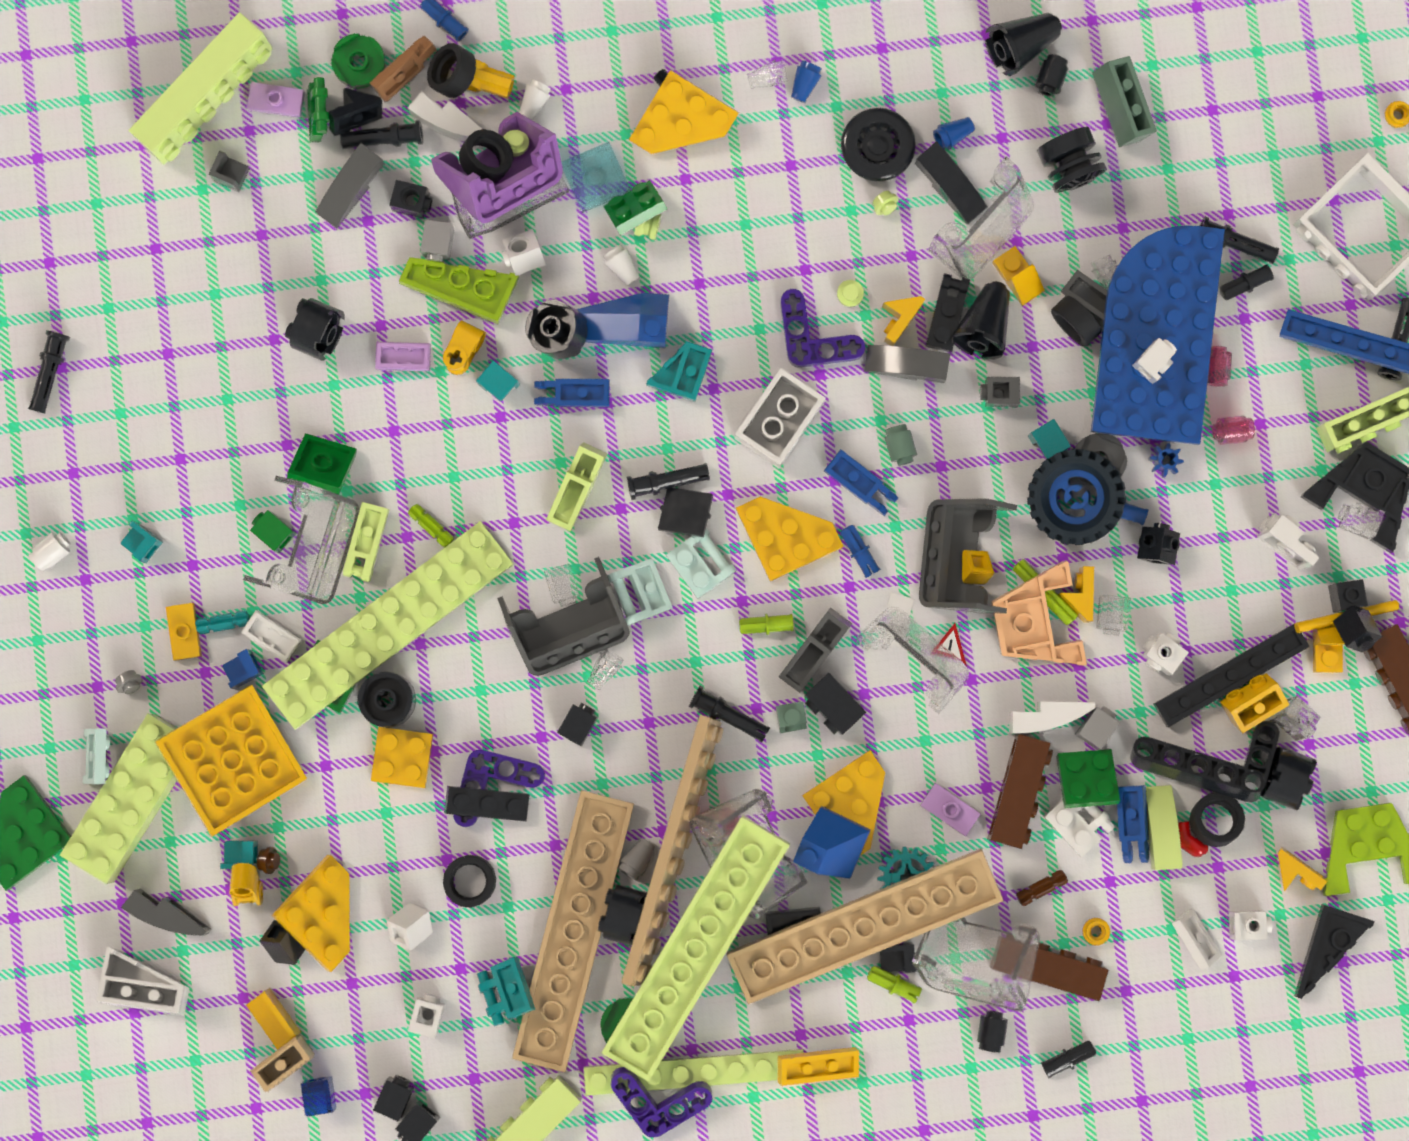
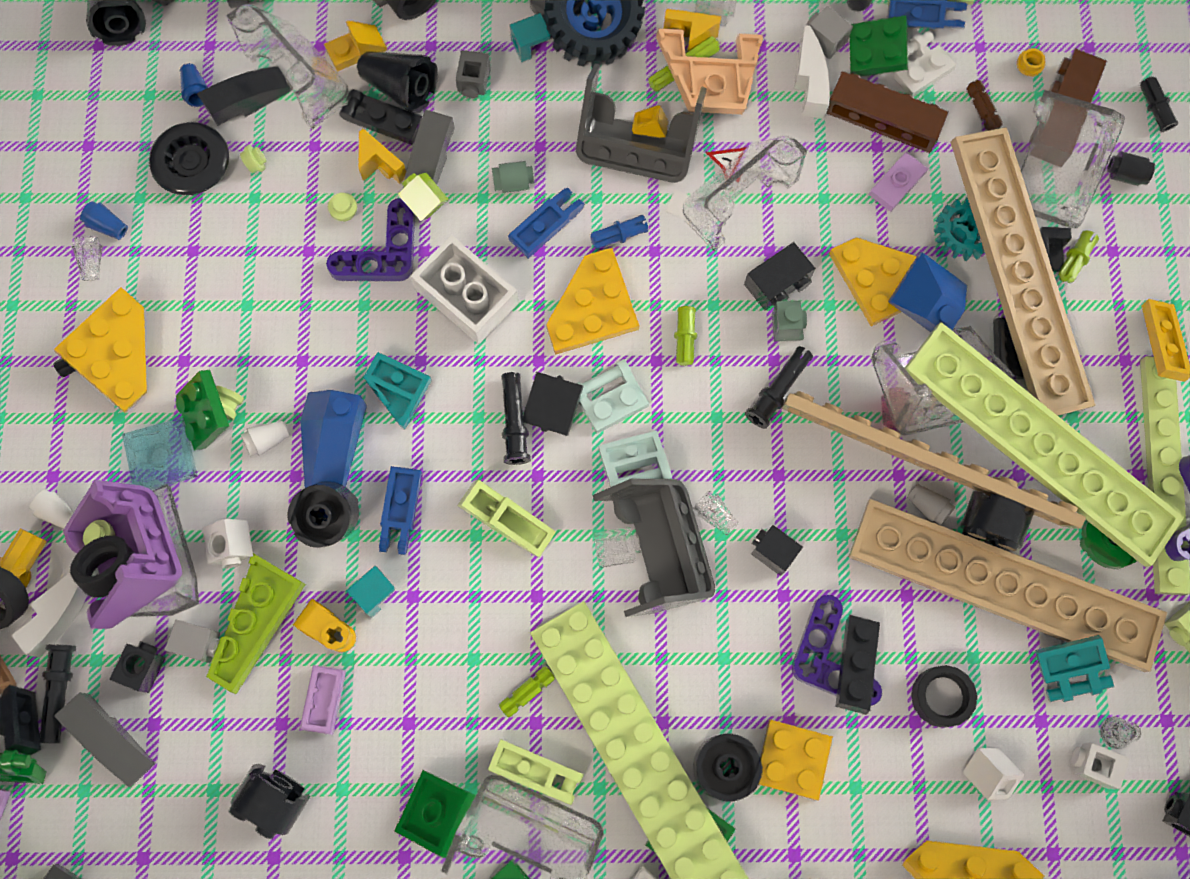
camera: 85 degrees left, 10 degrees down
(463, 1029) = (1119, 733): none -> clear cone
(815, 650) = (719, 289): dark grey slope -> none
(866, 365) = (422, 195): none -> brick

